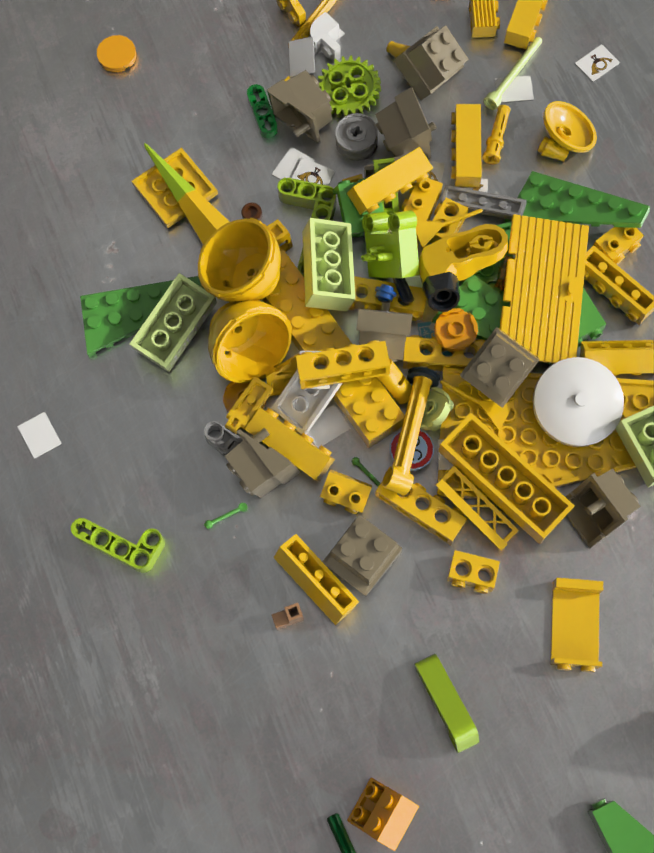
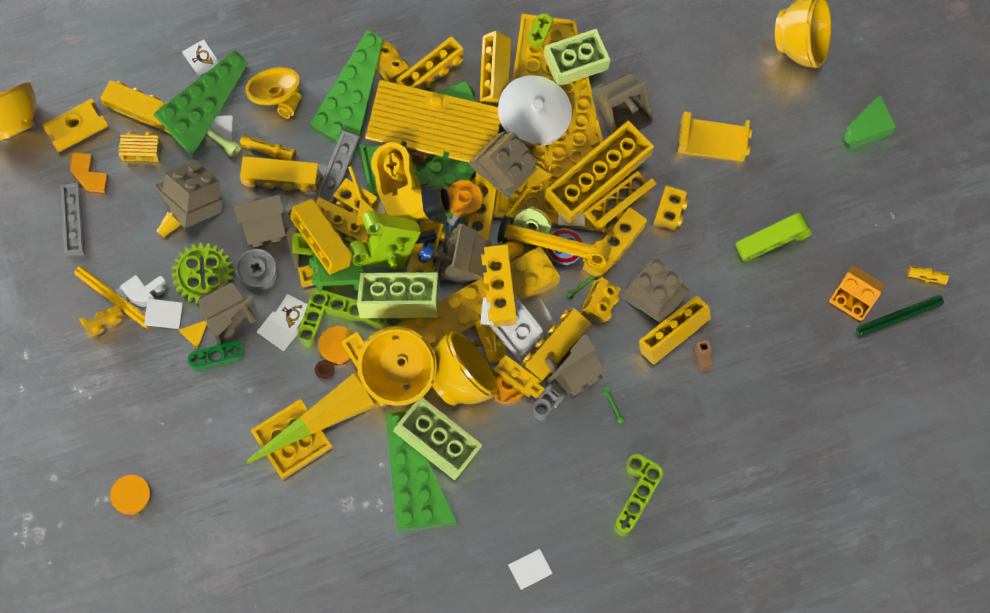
camera: 95 degrees left, 0 degrees up
(285, 214) = (331, 346): none -> light orange tile
(536, 58) = (196, 107): none -> bright green wing

